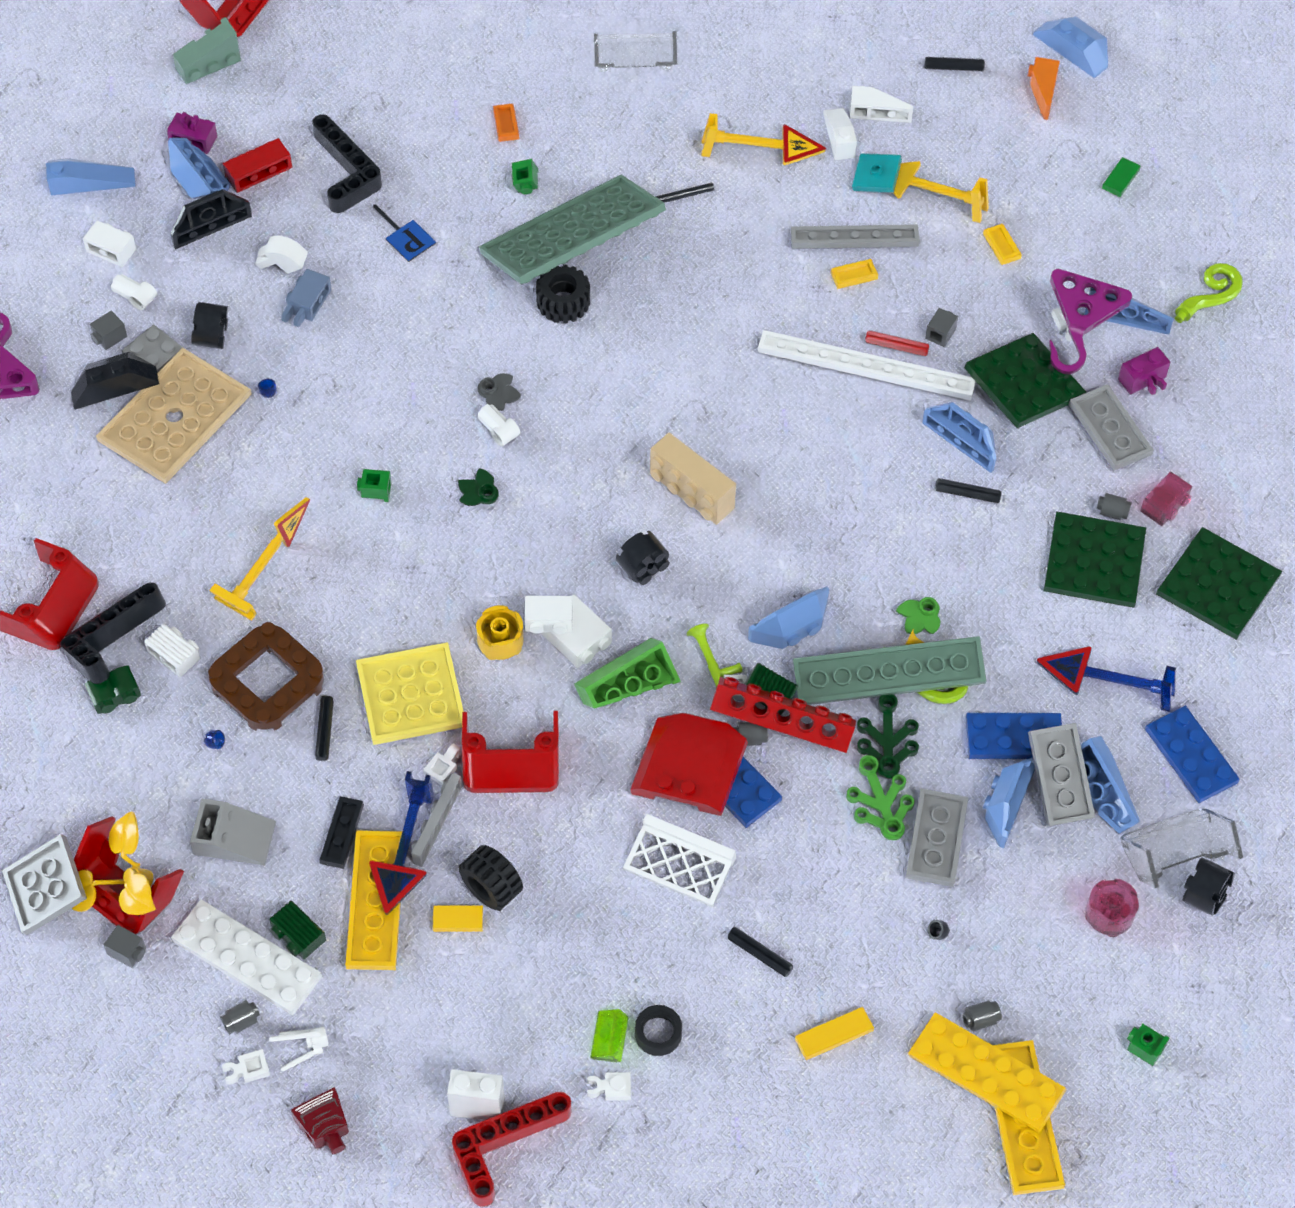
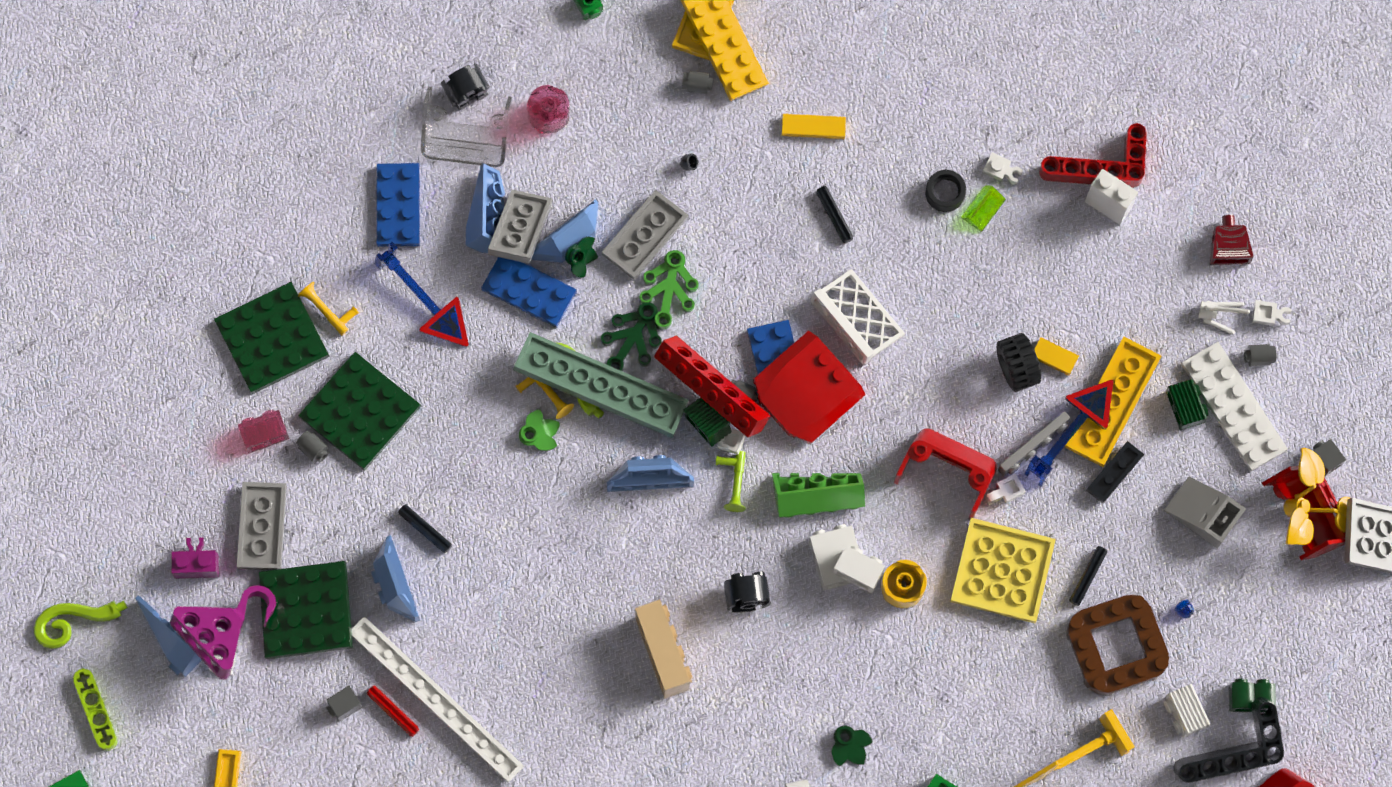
camera: 155 degrees left, 15 degrees up
(985, 777) = (580, 255): none -> dark green plate
(1140, 241) = (92, 710): none -> lime beam
(1171, 621) = (337, 323): none -> yellow piece

